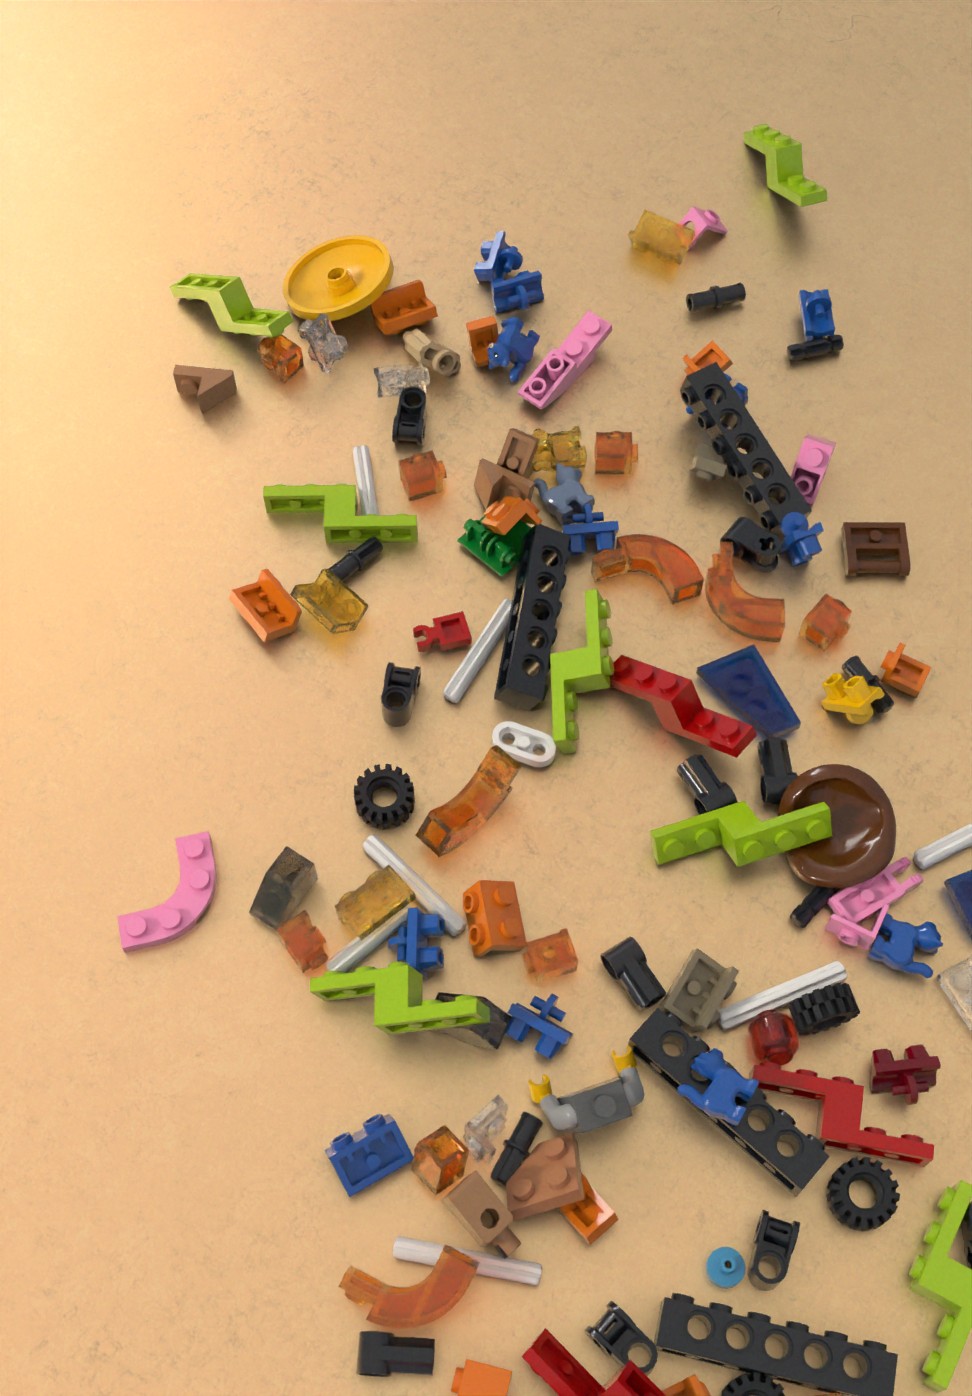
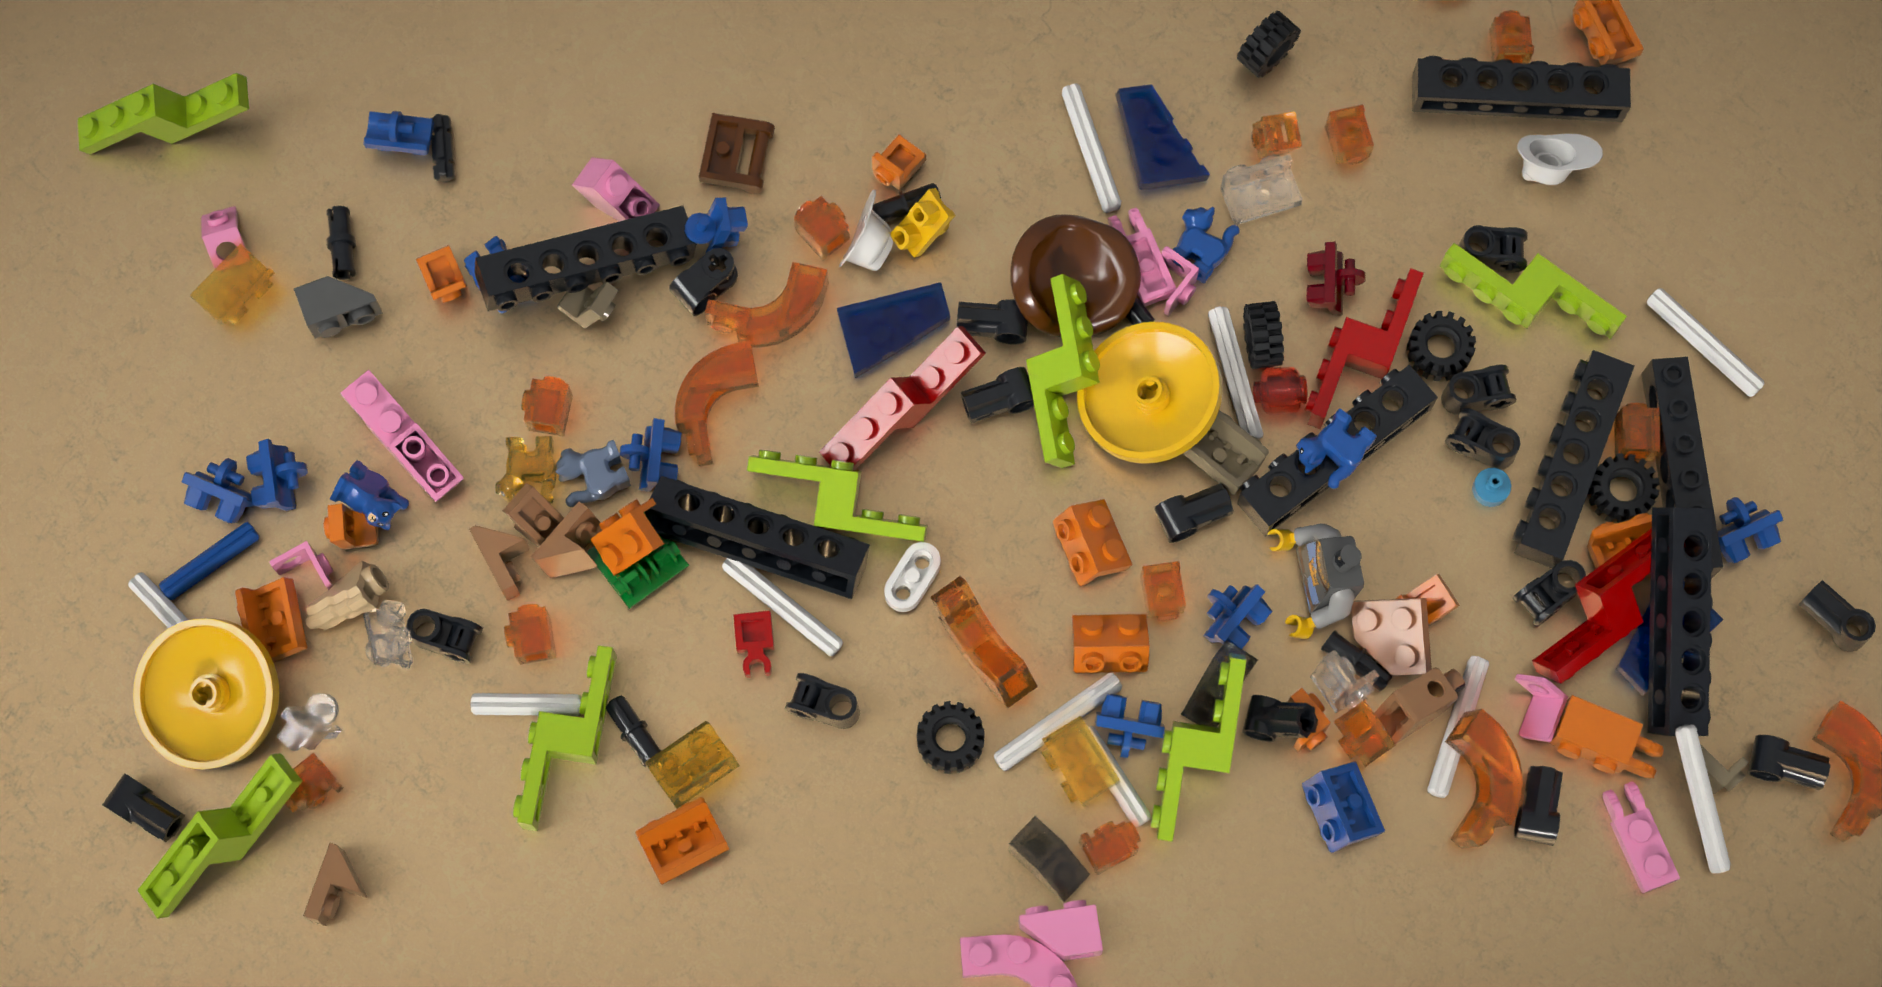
camera: 80 degrees left, 10 degrees up
(219, 916) = (1067, 932): none -> bright pink slope
(251, 259) = (138, 805): none -> black piece
(407, 243) = (156, 600): none -> white axle
(441, 1074) = (1274, 718): none -> black piece
(444, 267) = (209, 561): none -> blue axle
(454, 327) = (304, 553): none -> bright pink bracket
(455, 1108) = (1319, 736): none -> orange bracket
(480, 439) = (498, 549): none -> medium nougat slope
(492, 1347) = (1543, 710): none -> bright pink bracket
(587, 888) = (1091, 541): none -> orange bracket
(660, 299) = (333, 305): none -> dark grey slope
(739, 916) = (1153, 393): none -> yellow dish
(824, 658) = (871, 239): none -> white piece
(826, 1242) = (1485, 390): none -> black piece

